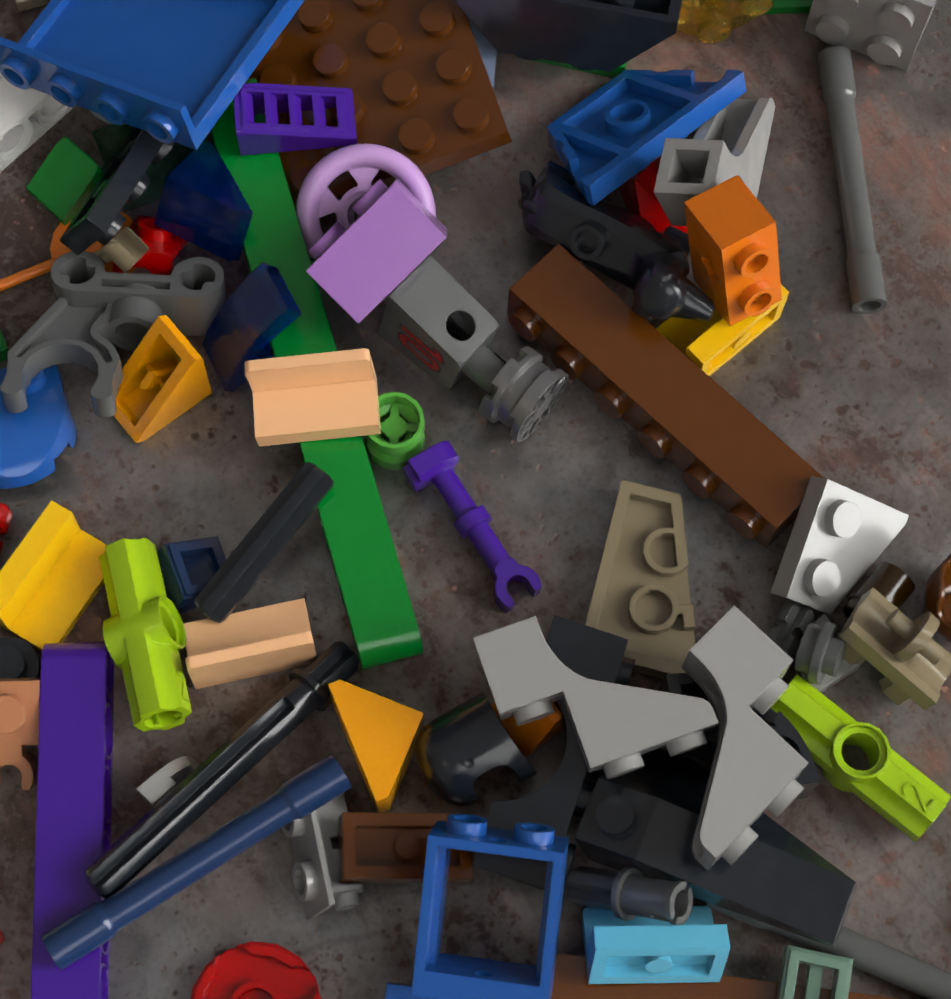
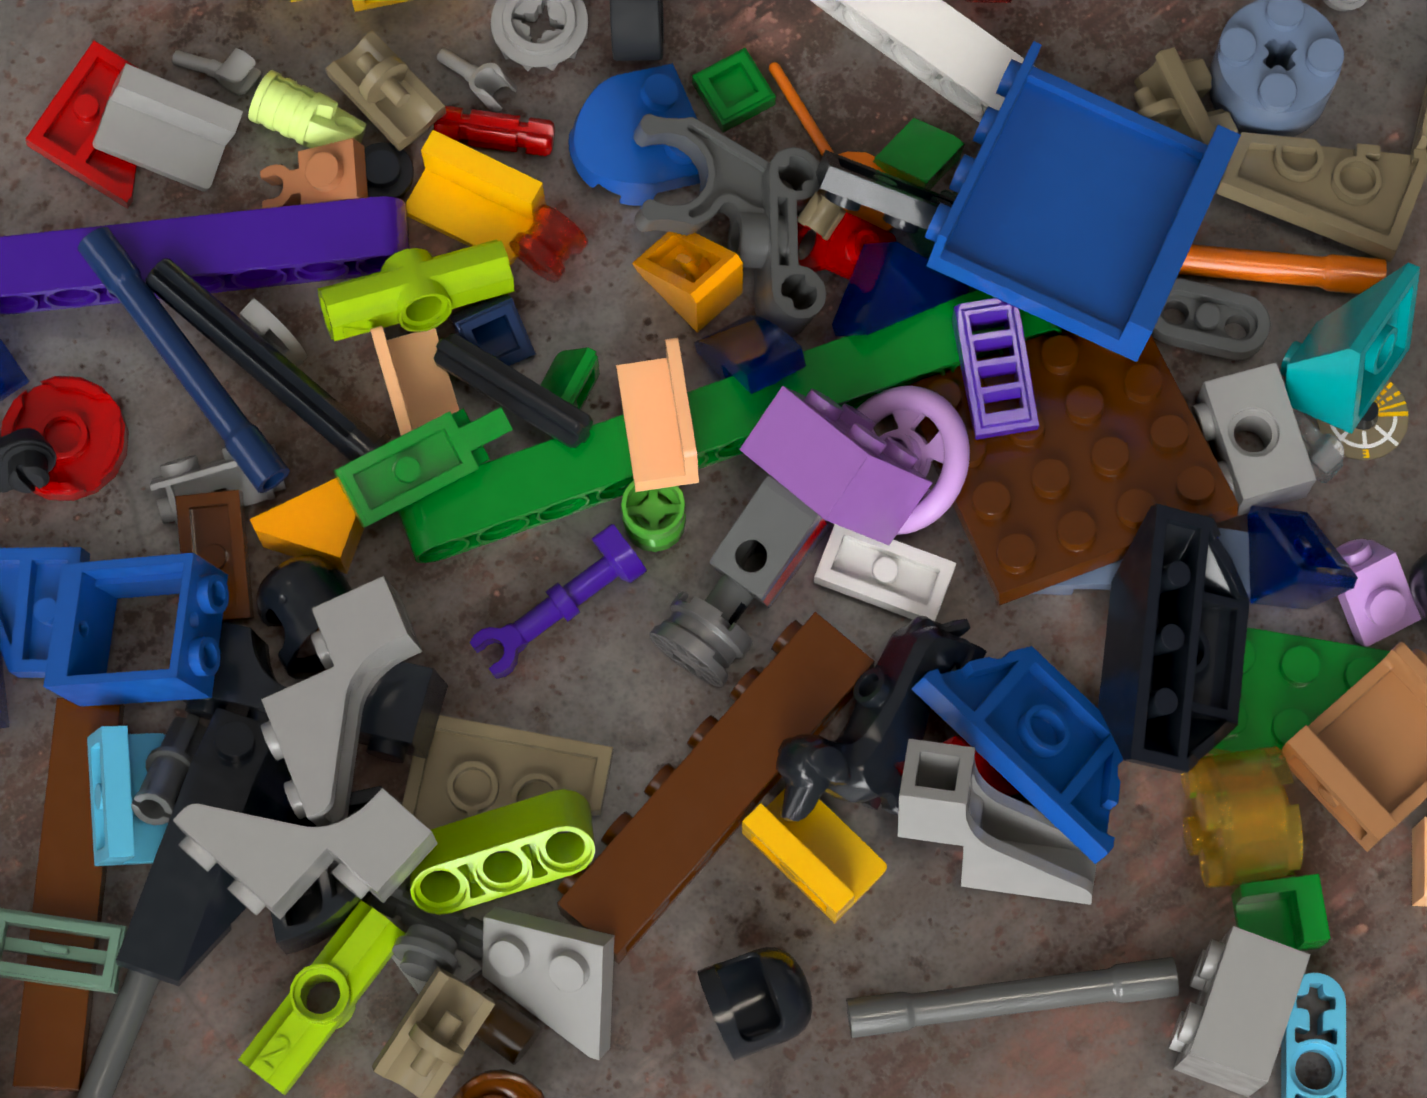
camera: 90 degrees right, 5 degrees up
(109, 508) = (549, 243): none -> clear red wheel
(246, 497) = (573, 375): none -> green slope
(337, 625) = (418, 463): none -> green hinge
(474, 233) = (885, 575): none -> white plate
(719, 560) = (533, 858): none -> lime beam
(734, 250) = (851, 832): orange brick -> none
(862, 371) = (757, 999): none -> black helmet

